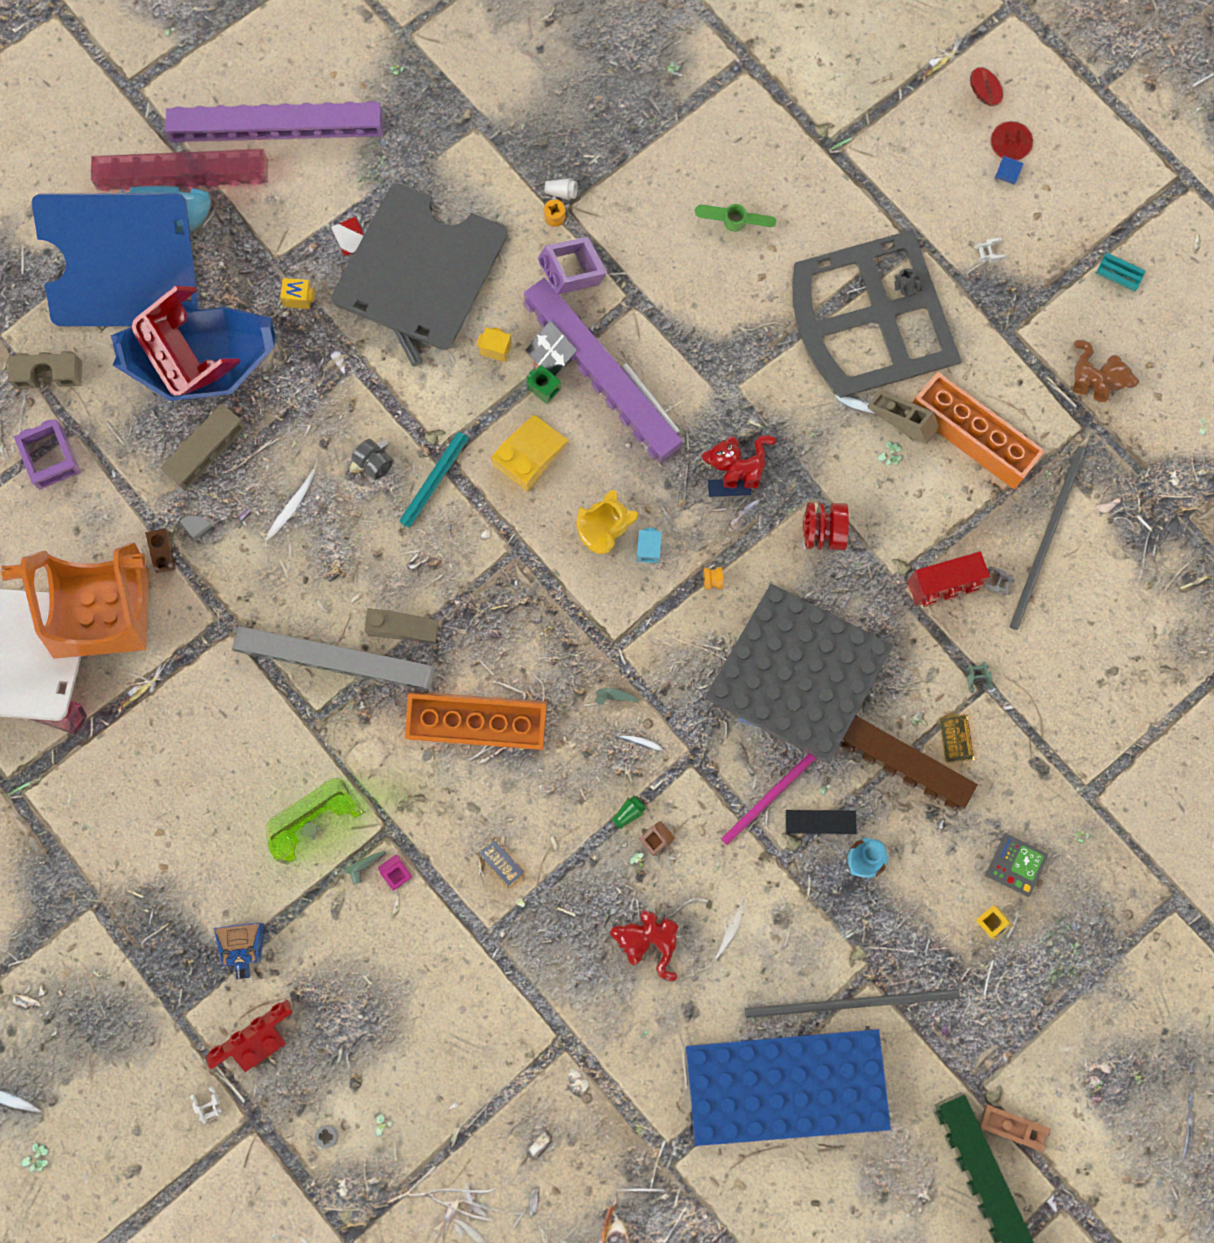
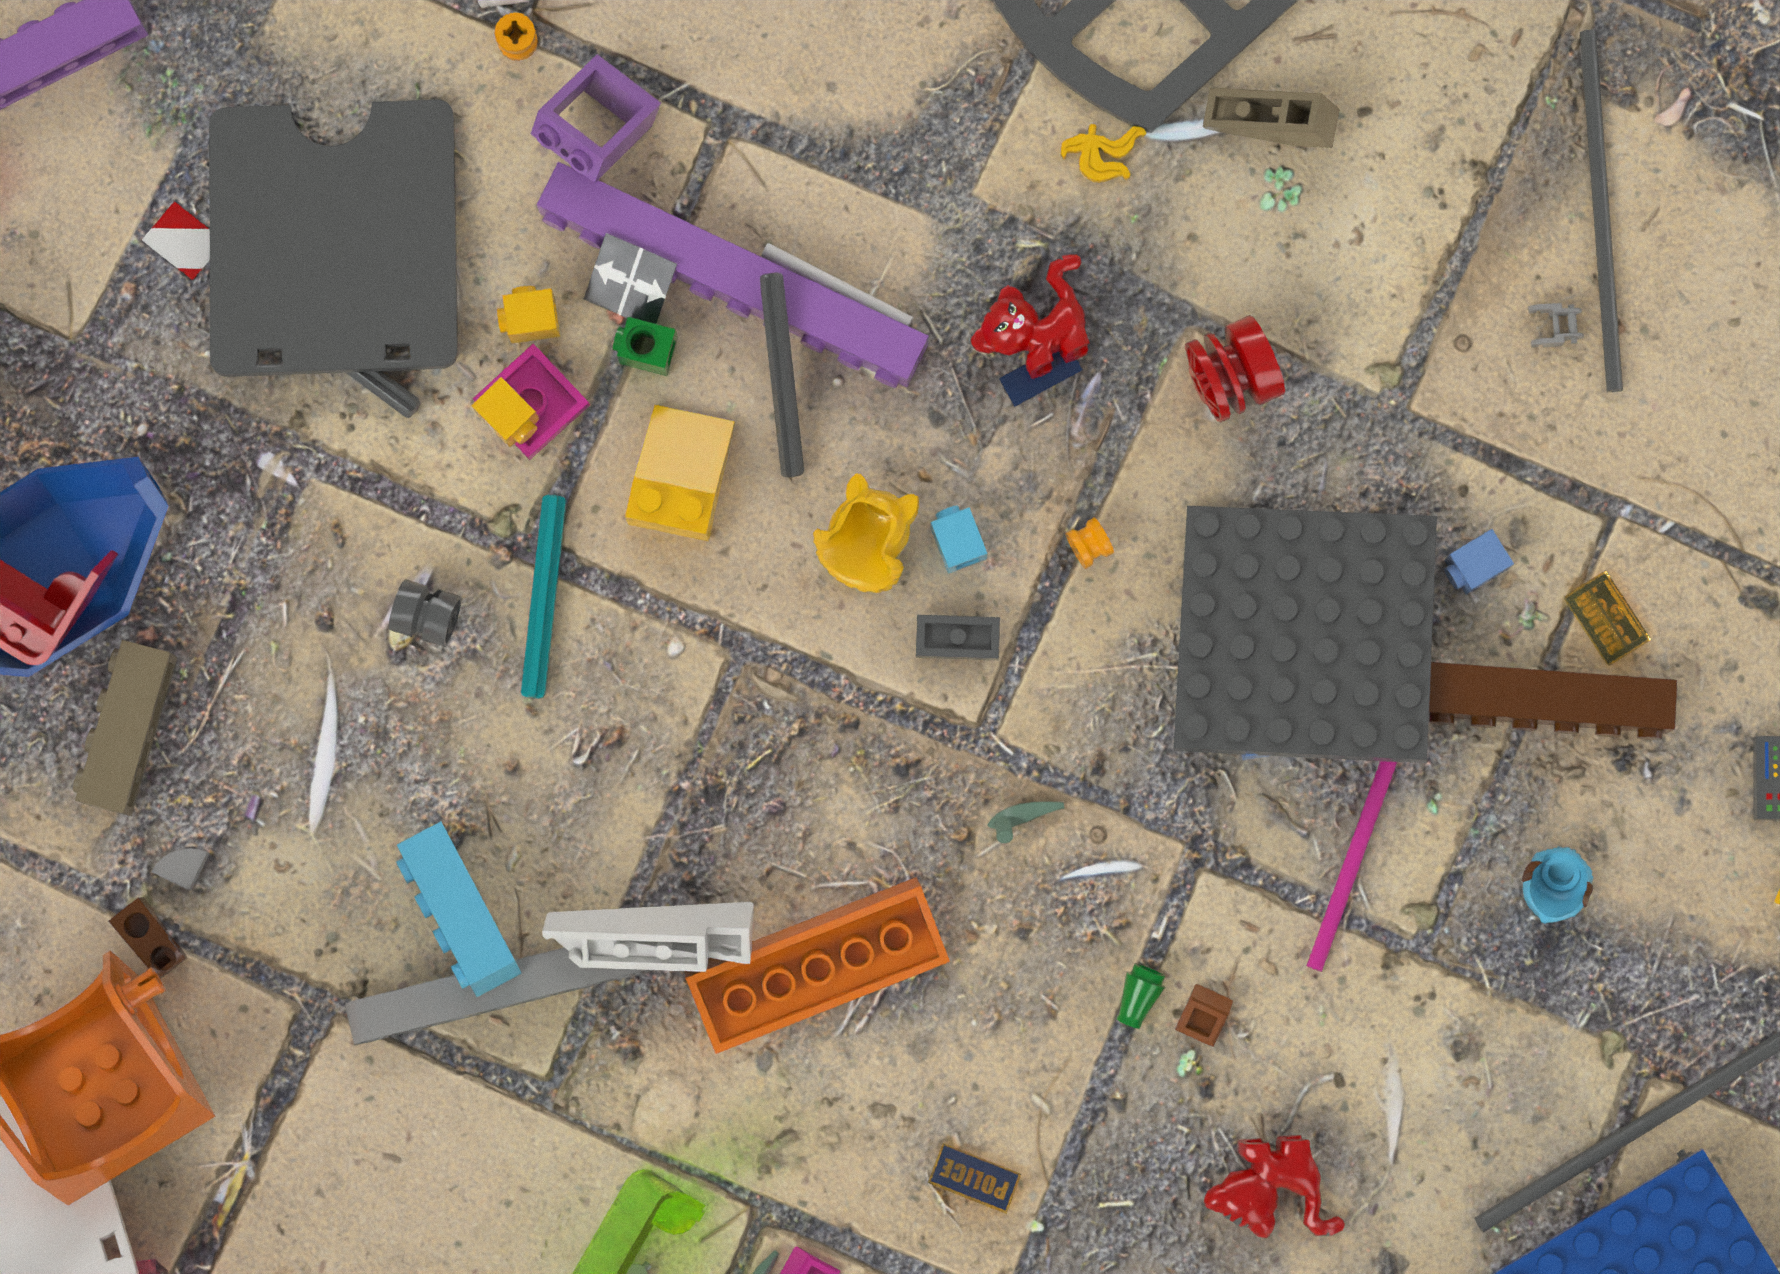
camera: 25 degrees left, 5 degrees up
(297, 293) = (148, 386): yellow brick -> none
(314, 607) = (458, 910): none -> medium azure brick
(400, 626) = (615, 870): dark tan slope -> none
(402, 665) = (655, 936): none -> white wedge
(459, 382) = (506, 413): none -> yellow brick
(475, 385) = (546, 392): none -> dark pink plate
(601, 426) = (781, 374): none -> dark grey axle
(625, 593) = (957, 637): none -> dark grey plate
(803, 397) = (1090, 161): none -> yellow piece
(820, 822) = (1453, 860): black tile -> none
(903, 679) = (1477, 562): none -> medium blue brick
(948, 579) = (1475, 364): red brick -> none
(979, 431) = (1406, 83): orange arch -> none
(986, 675) = (1585, 505): sand green piece -> none

